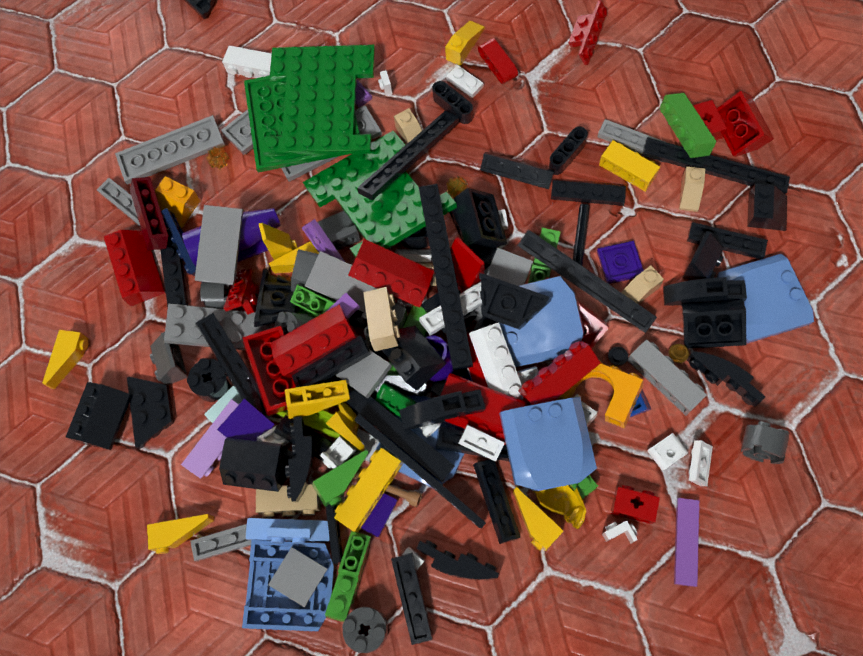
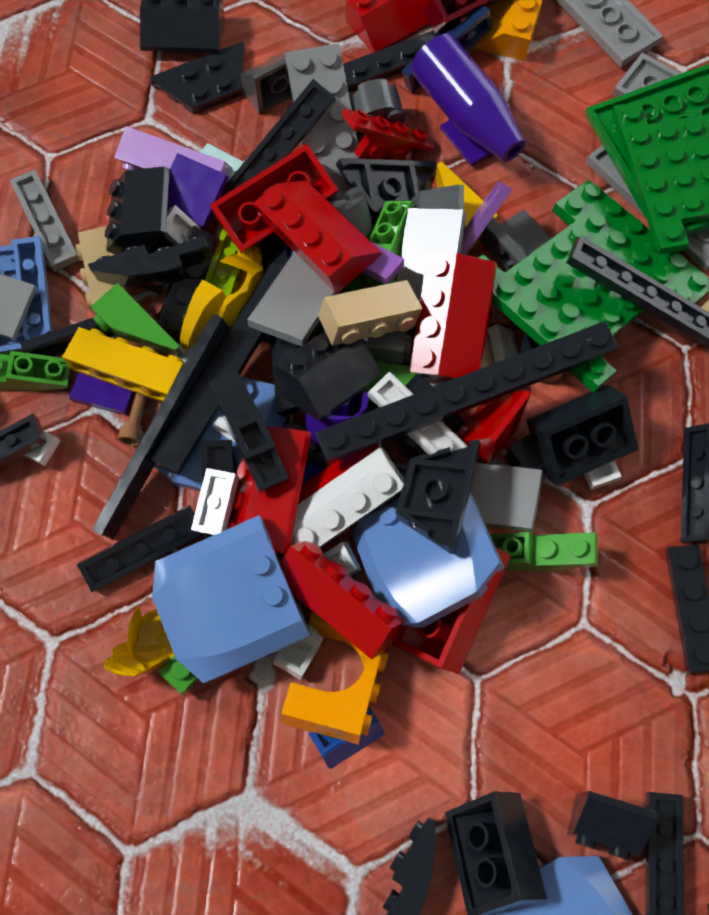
camera: 70 degrees right, 0 degrees up
(173, 533) = (41, 147): yellow slope -> none
(200, 377) = (248, 127): black brick -> none
(217, 157) = (595, 60): clear yellow gear -> none
(219, 245) = (441, 80): light grey tile -> none
(276, 241) = (473, 157): yellow slope -> none
(287, 530) = (58, 275): light blue bracket -> none
(315, 398) = (234, 254): yellow slope -> none
(332, 363) = (287, 264): black plate -> none
(337, 453) = (166, 310): white bracket -> none
(393, 399) = (261, 370): green plate -> none
(456, 186) = (641, 396): clear yellow gear -> none
(464, 568) = (37, 517): black slope -> none
(539, 526) = (109, 616): yellow slope -> none
(581, 233) = (605, 607): black axle -> none
(587, 281) = (519, 624): black plate -> none
(614, 530) = (118, 731): white bracket -> none
(618, 356) = (406, 699): black plate -> none
(620, 262) = (577, 681): dark purple tile -> none
(643, 285) = (535, 720): tan slope -> none
(647, 508) = (155, 740): red brick -> none
(667, 377) = (383, 784): light grey brick -> none
(667, 451) = (259, 803): white piece -> none
(678, 353) = (432, 801): pearl gold plate -> none
(686, 542) = (118, 851): medium lavender tile -> none
(700, 463) = (246, 859): white plate -> none
(704, 291) = (551, 833): black slope -> none

